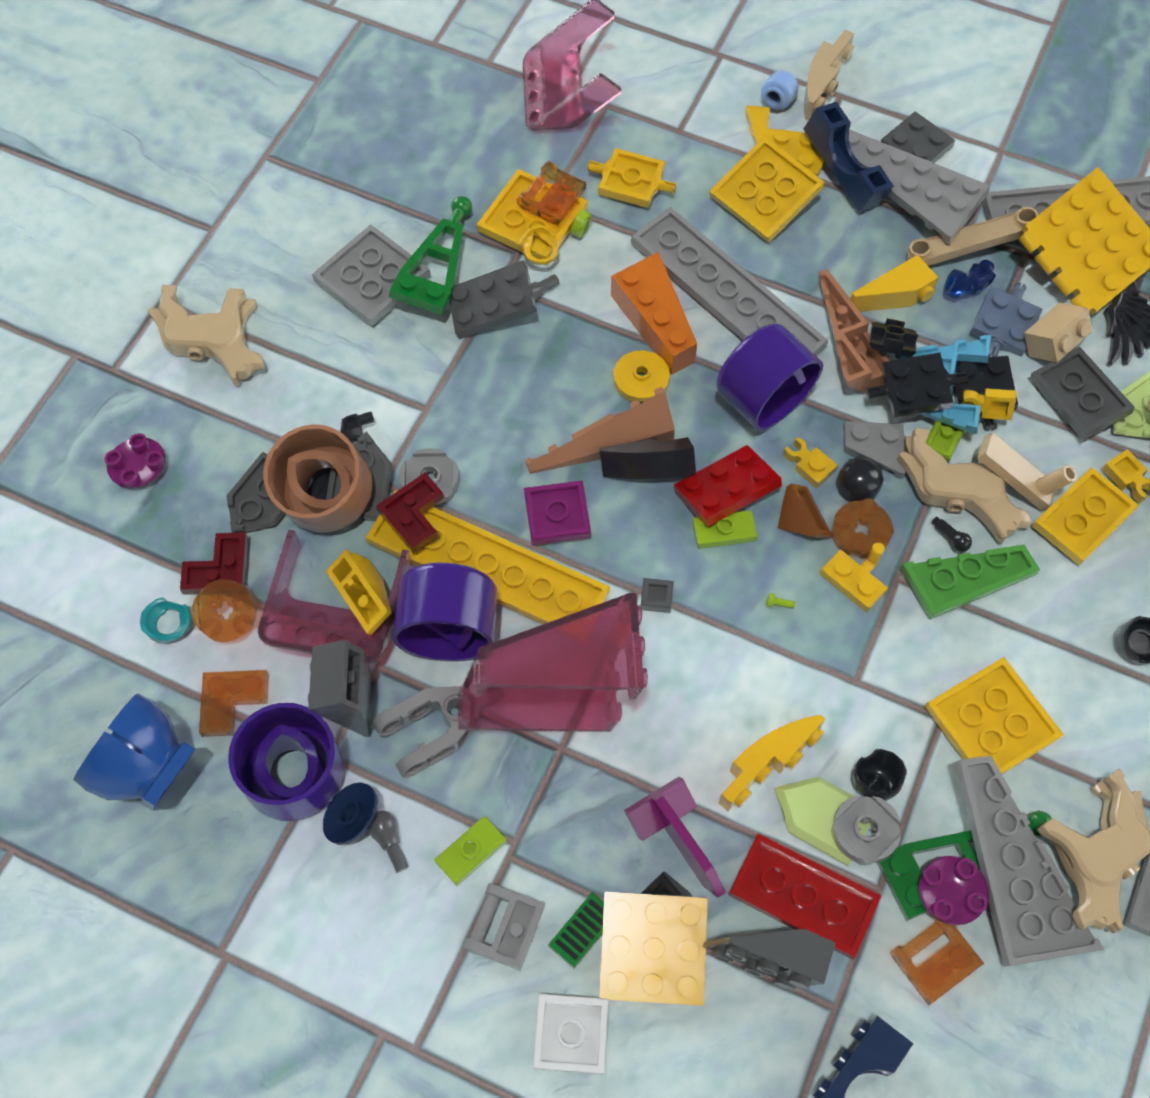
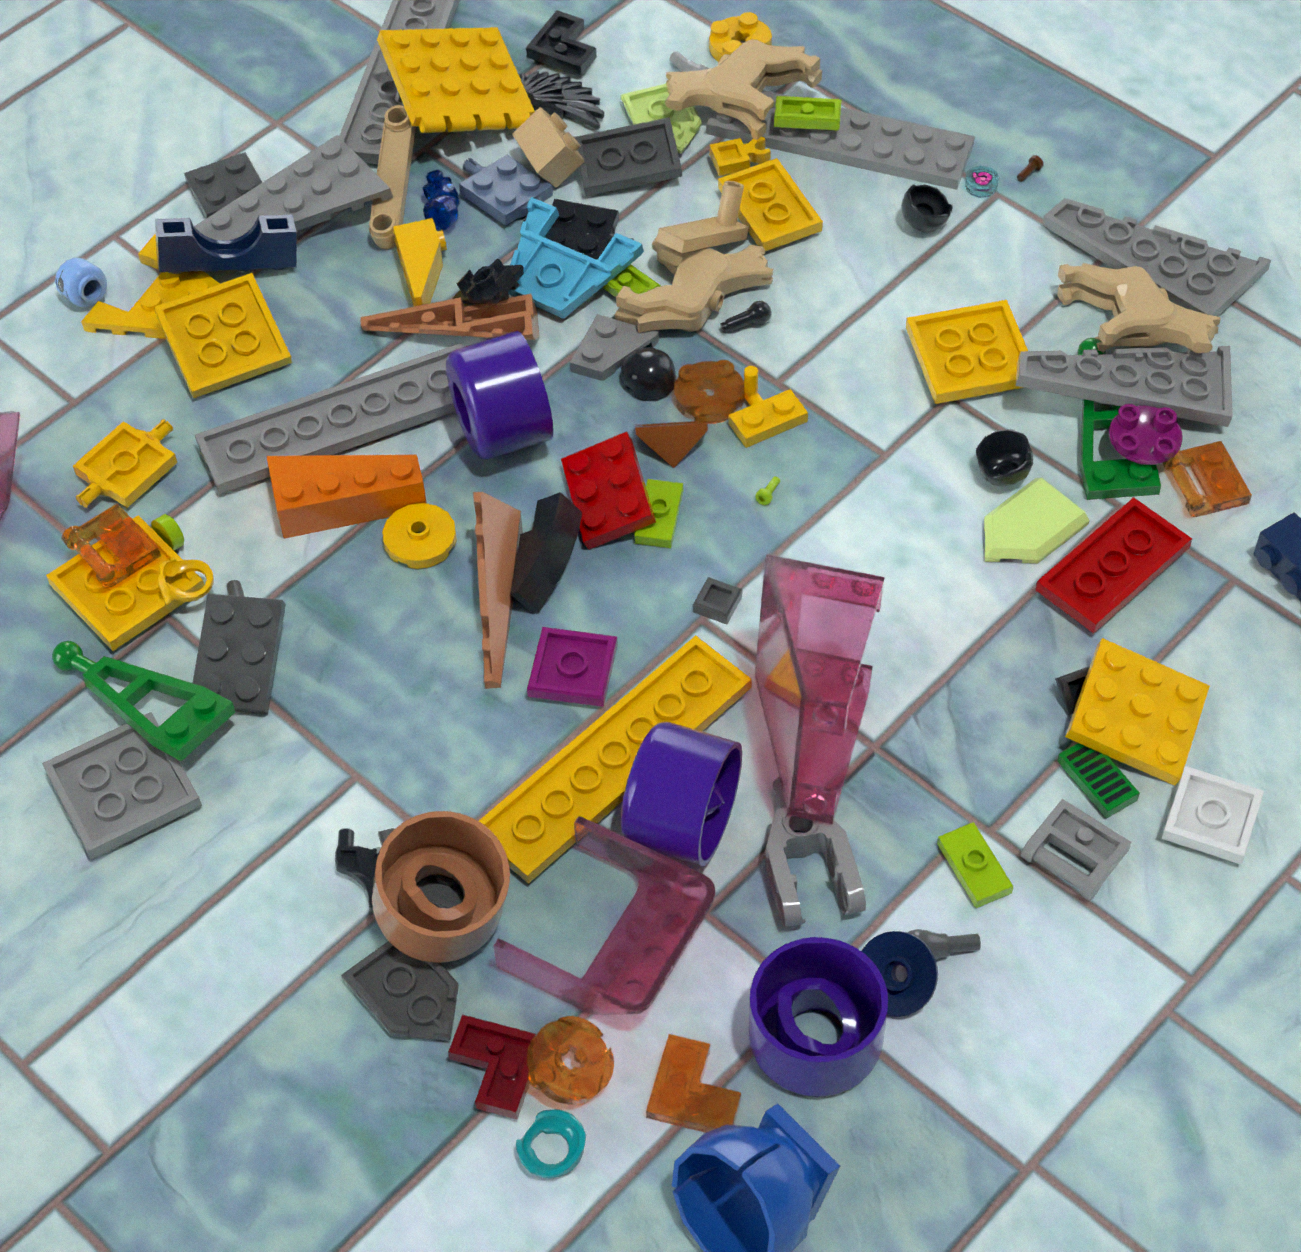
camera: 70 degrees left, 10 degrees down
(135, 461) = (285, 1140): magenta dish -> none
(209, 334) = (120, 1007): tan animal -> none
(341, 685) = (748, 908): dark grey slope -> none
(361, 589) = (617, 881): yellow slope -> none
(405, 509) = (519, 816): dark red plate -> none
(432, 461) = (466, 767): light grey plate -> none
(664, 810) = (989, 659): magenta piece -> none
(776, 749) = (948, 545): yellow slope -> none
(789, 956) = (1183, 589): dark grey slope -> none
(812, 465) = (610, 409): yellow plate -> none
(824, 72) = (82, 236): tan slope -> none
(866, 848) = (1061, 502): light grey plate -> none
(917, 385) = (563, 278): black plate -> none
(959, 580) = (803, 321): bright green wing -> none
(994, 403) = (614, 219): yellow plate -> none

